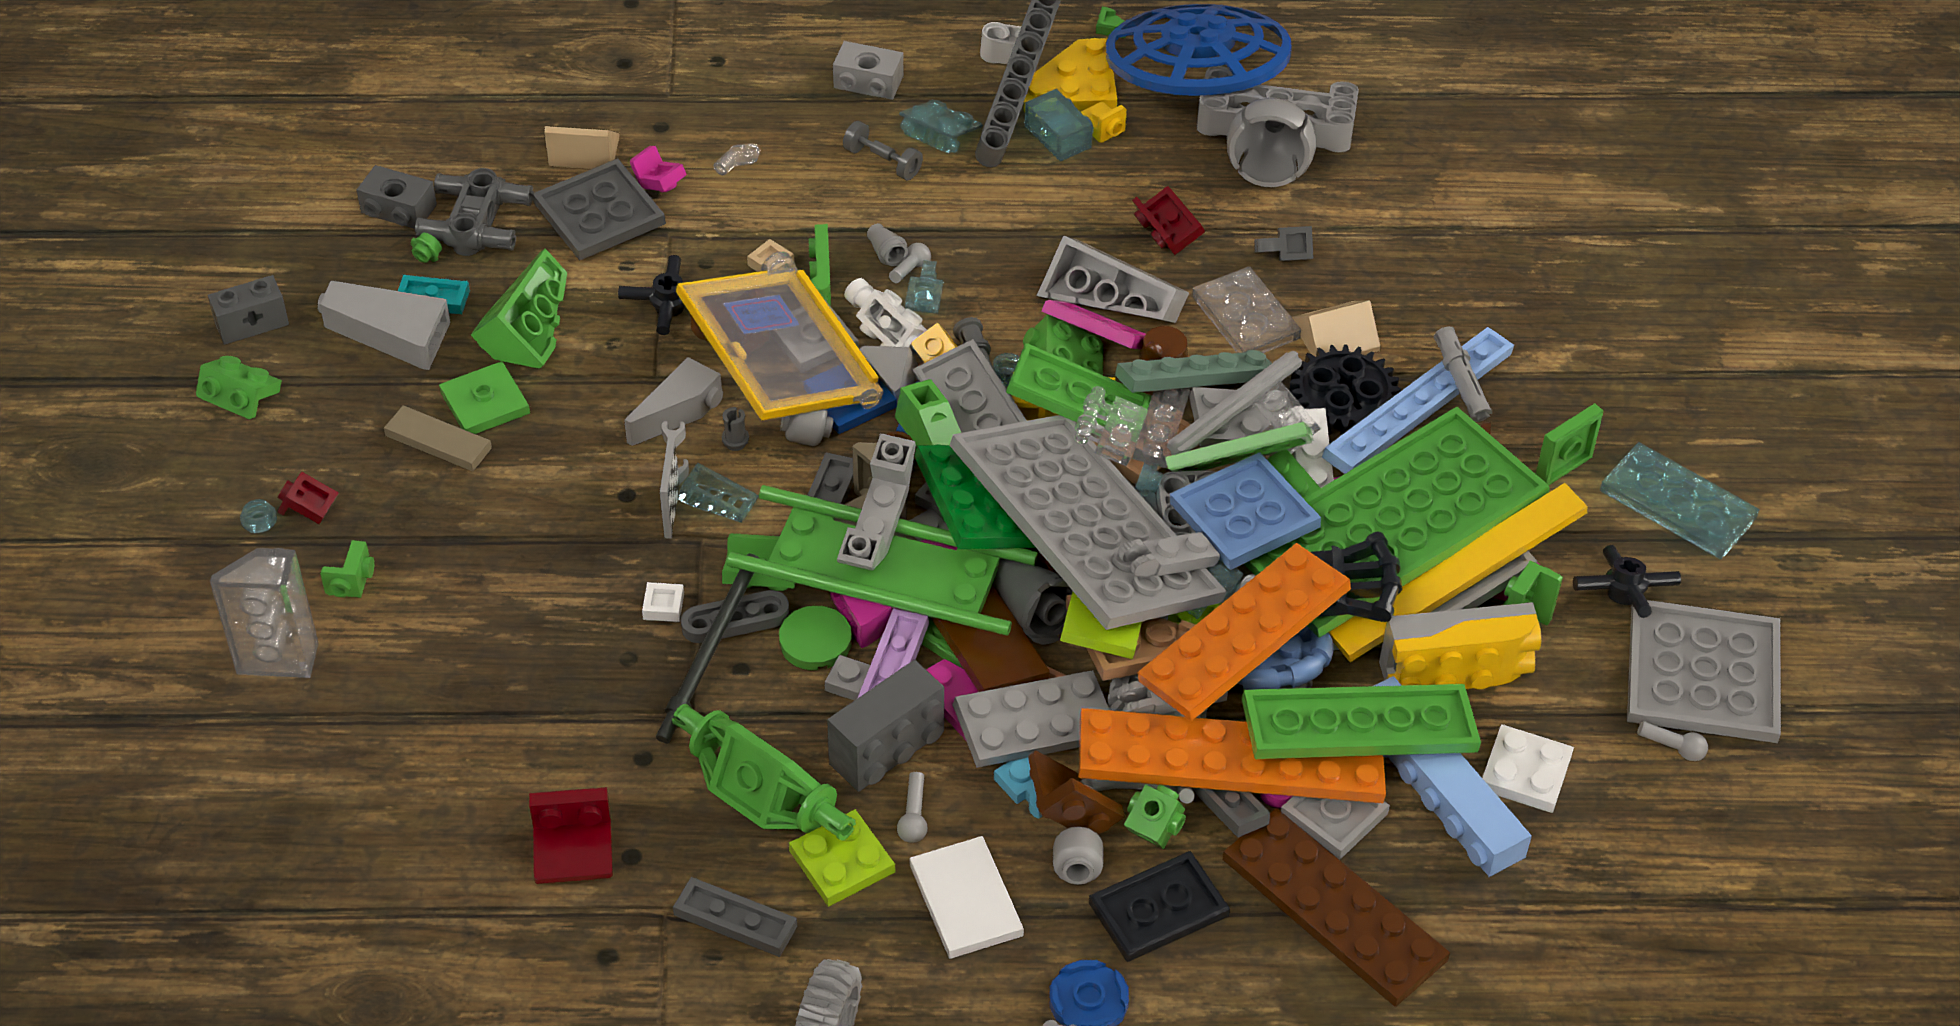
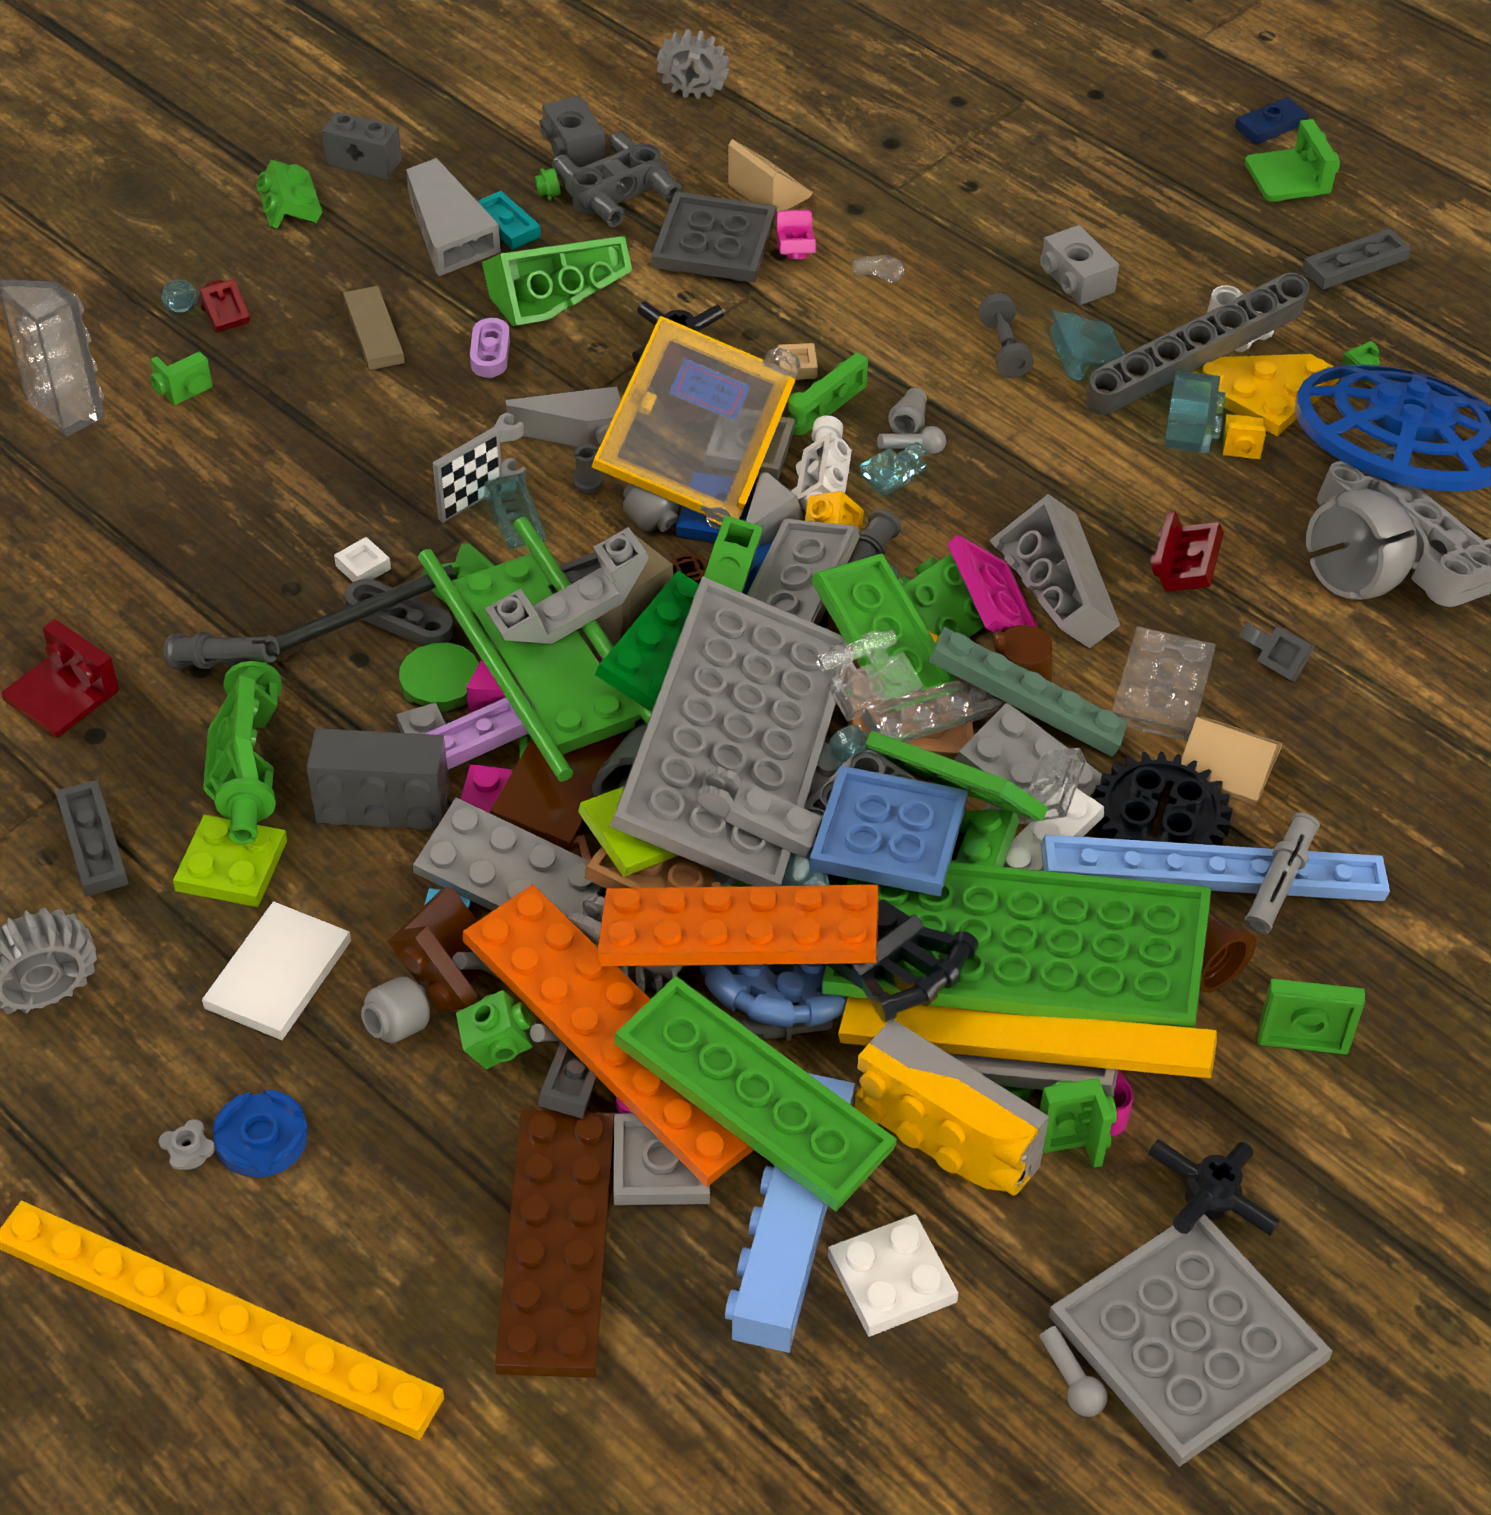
camera: 45 degrees right, 0 degrees up
(429, 89) = (709, 65): none -> light grey gear
(484, 398) = (443, 321): bright green plate -> none
(551, 397) = (490, 347): none -> lavender plate
(649, 737) = (206, 650): none -> dark grey pin
(912, 825) = (316, 881): light grey bar -> none
(1158, 906) = (414, 1110): black tile -> none
(1234, 403) = (1020, 740): light grey axle -> none
(1679, 500) = (1384, 1163): clear light blue plate -> none

